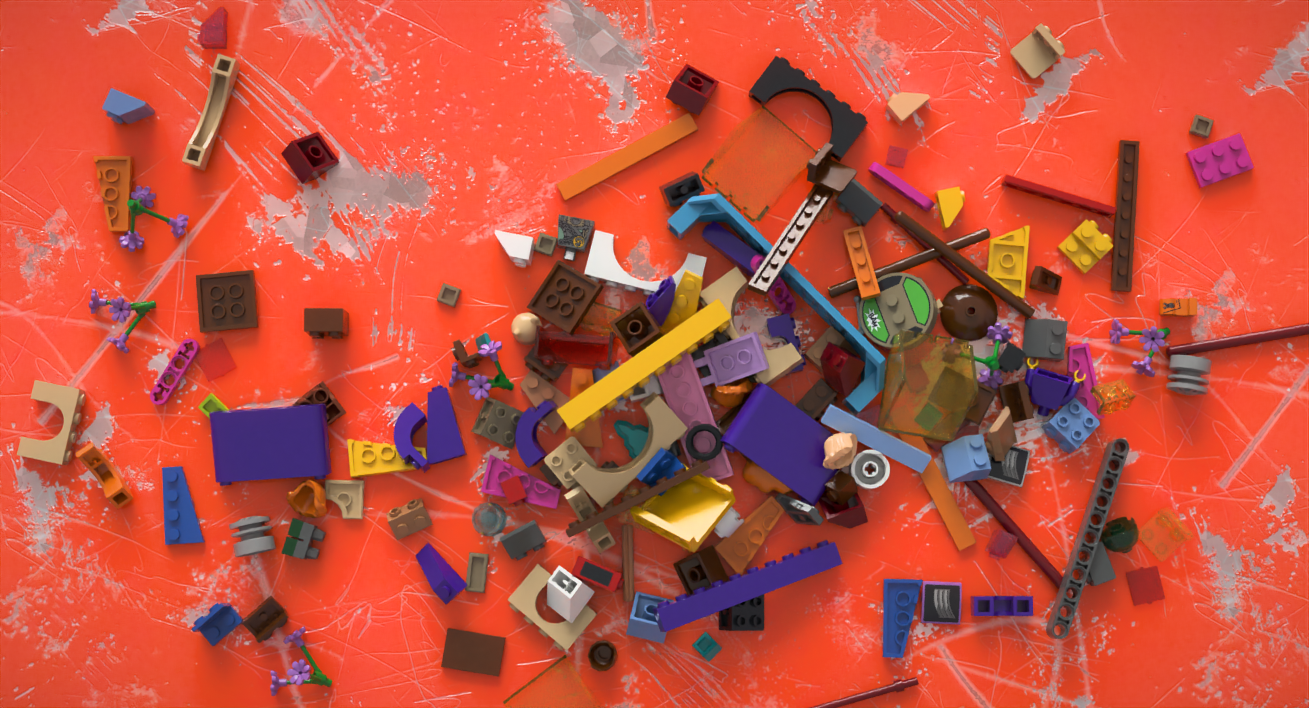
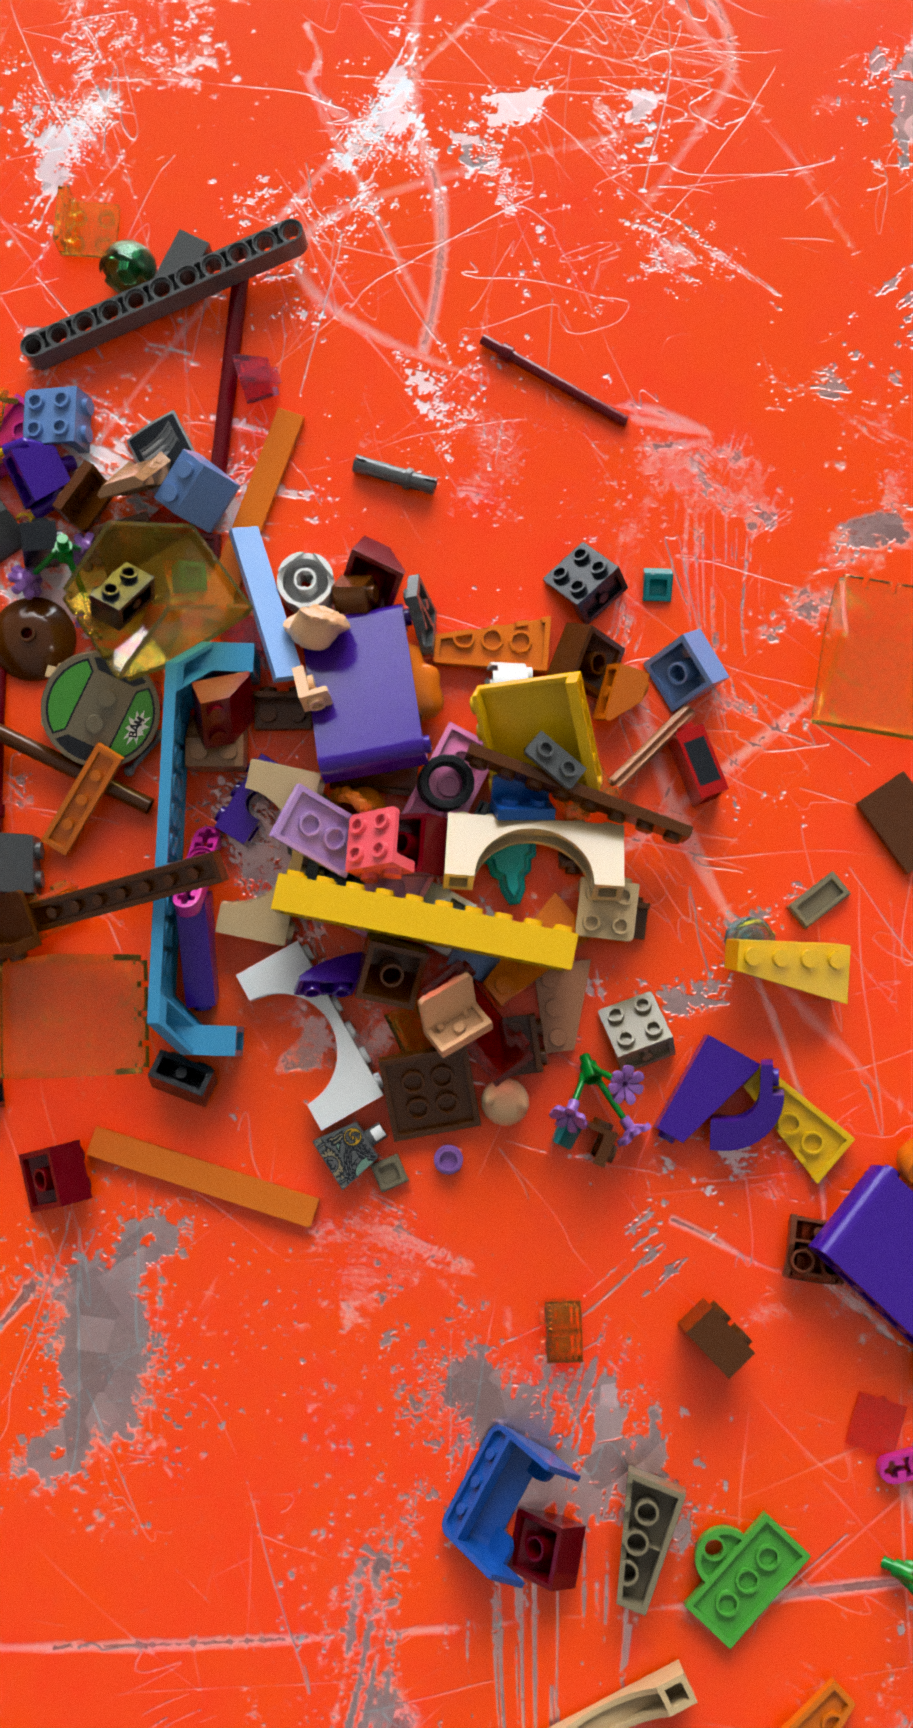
camera: 135 degrees left, 0 degrees up
(137, 207) = (779, 1698): medium lavender plant -> none
(211, 234) = (742, 1575): none -> bright green plate
(227, 301) = (800, 1478): reddish brown plate -> none
(275, 211) = (648, 1527): none -> dark tan wedge
(348, 496) = (876, 1122): tan tile -> none
(356, 153) = (490, 1496): none -> blue windscreen
(397, 255) = (562, 1330): none -> clear orange brick
(408, 518) = (835, 1030): medium nougat bracket -> none
(440, 574) = (863, 927): dark purple slope -> none
(448, 295) = (550, 1227): dark tan tile -> none
(458, 526) = (804, 966): none -> yellow wedge
(514, 491) = (697, 940): red brick -> none
(518, 247) = (425, 1200): white slope -> none
(523, 540) = (738, 881): dark grey slope -> none
(525, 277) = (448, 1159): none -> medium lavender plate
(525, 600) = (791, 745): tan arch -> none
(526, 433) = (627, 982): dark purple arch -> none
(536, 489) = (686, 950): dark pink wing -> none
(567, 594) = (750, 775): white slope -> none
(583, 506) = (642, 847): tan arch -> none
(588, 339) = (452, 1015): none -> light nougat bracket
(602, 655) = (775, 680): reddish brown hair -> none
(663, 500) = (554, 760): none -> dark grey bracket
(669, 572) = (620, 691): none -> orange slope
(684, 302) = (309, 949): yellow wing -> none
(689, 396) = (423, 841): none -> dark red slope
(704, 376) = (374, 846): none -> coral bracket
(746, 586) = (559, 591): dark purple brick -> none
(810, 415) = (309, 695): none -> light nougat bracket
(885, 568) = (404, 477): none -> dark grey pin
(898, 609) = (424, 425): blue wing -> none
(941, 602) = (377, 386): slope -> none
(942, 370) = (122, 596): none -> black brick
(1001, 605) = (331, 331): dark purple arch -> none
(1145, 585) = (160, 202): clear red piece -> none

